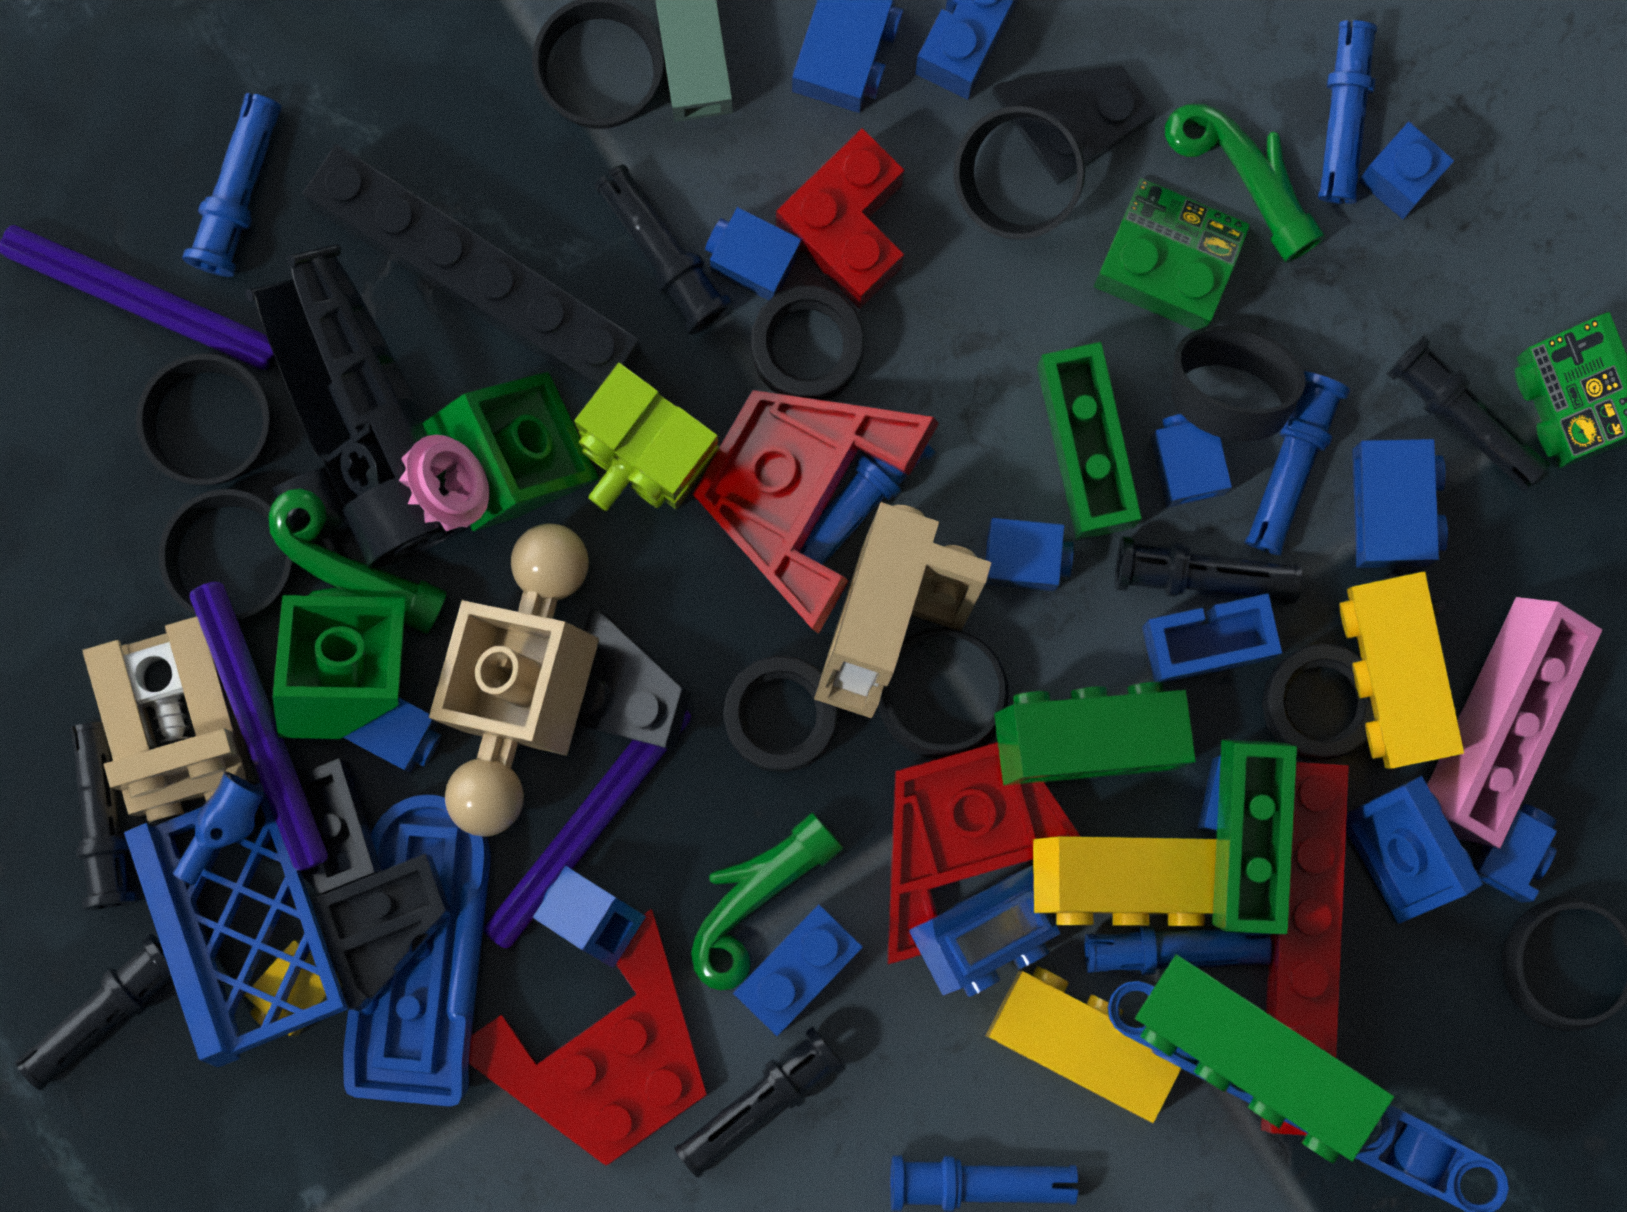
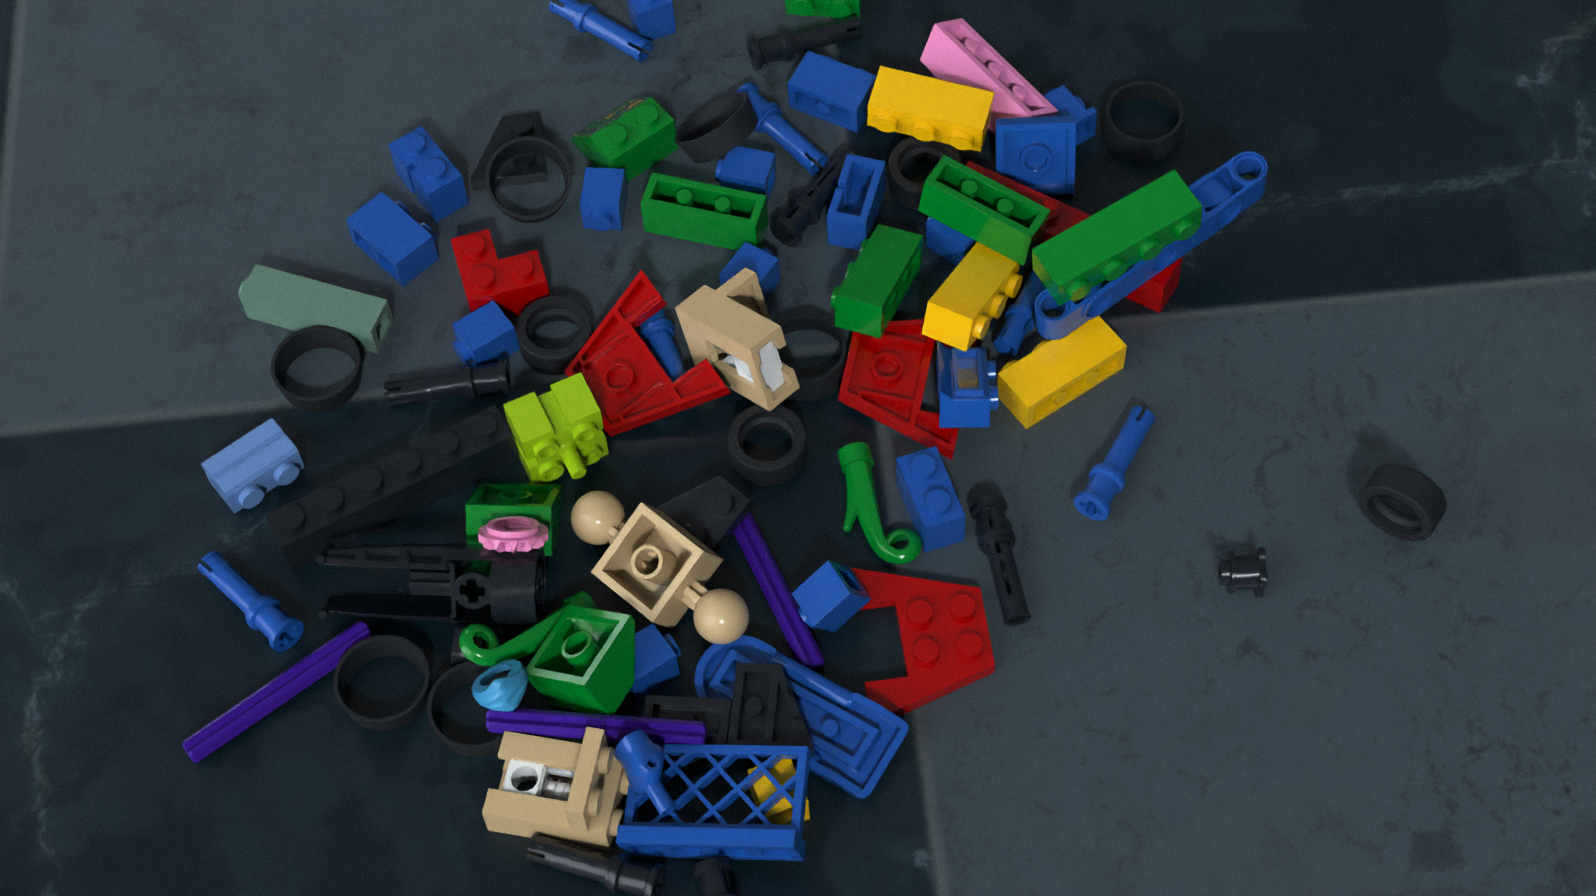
camera: 55 degrees left, 25 degrees down
(239, 600) = (504, 692): none -> dark azure piece
(416, 74) = (253, 466): none -> medium blue brick
(1050, 287) = (603, 198): none -> blue brick
(1264, 177) = (603, 81): green plant -> none

